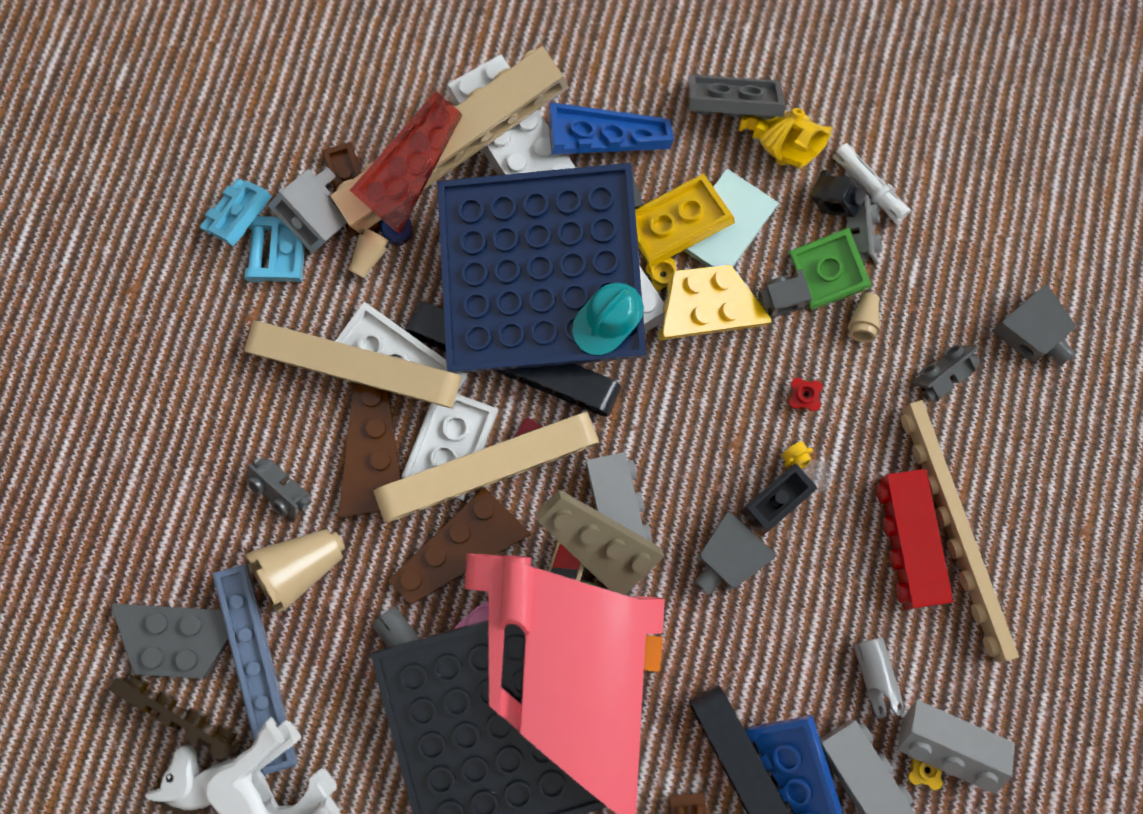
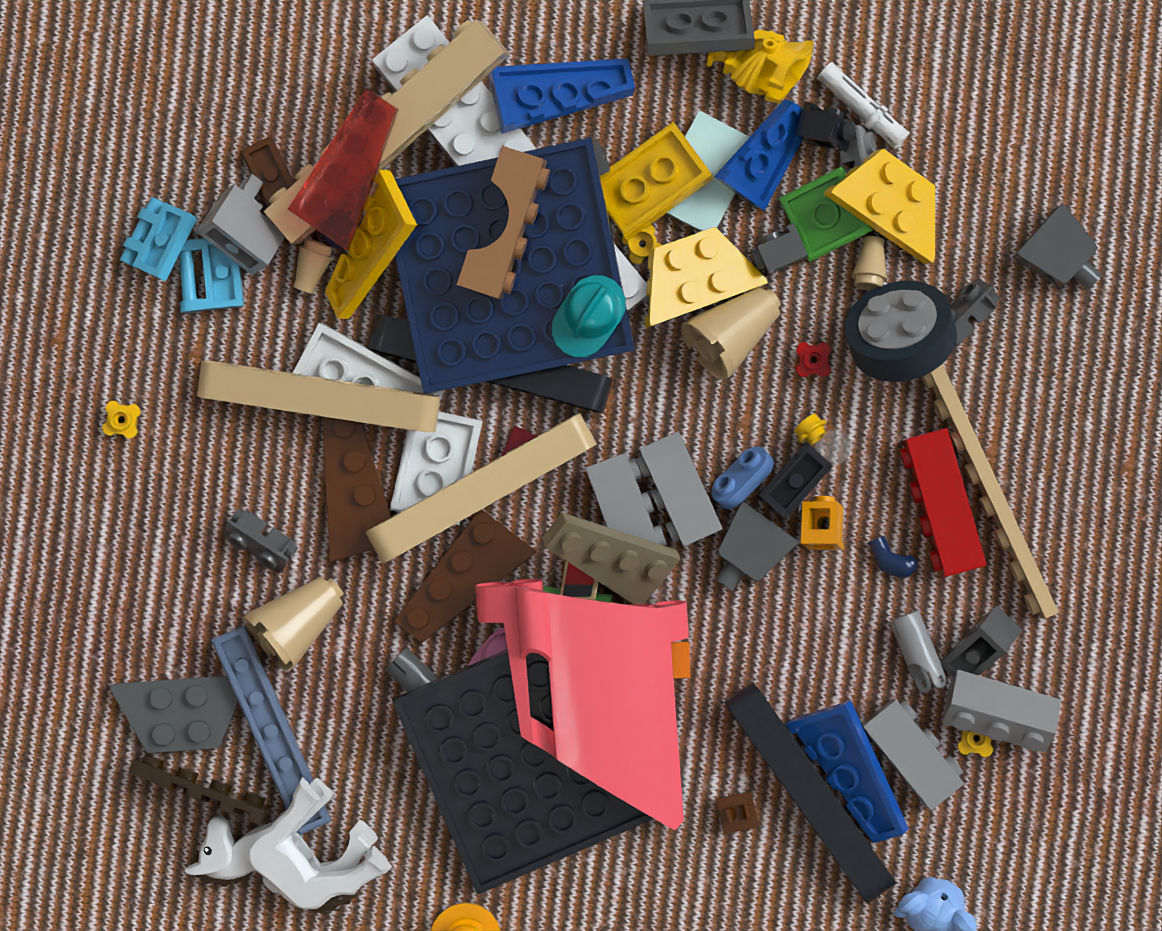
camera: 10 degrees left, 10 degrees up
(181, 368) = (128, 427): none -> yellow plate
(420, 235) = (375, 244): none -> yellow wing
(523, 261) = (490, 267): none -> medium nougat arch
(669, 494) = (678, 490): none -> light grey brick
(729, 491) = (742, 477): none -> medium blue plate
(733, 357) = (731, 330): none -> tan cone
(780, 213) = (764, 157): none -> blue wing
(799, 557) = (813, 514): none -> light orange brick
(859, 589) = (892, 563): none -> dark blue arm
(891, 264) = (892, 202): none -> yellow wing
(892, 375) = (901, 331): none -> wheel
(941, 678) = (982, 644): none -> dark grey slope

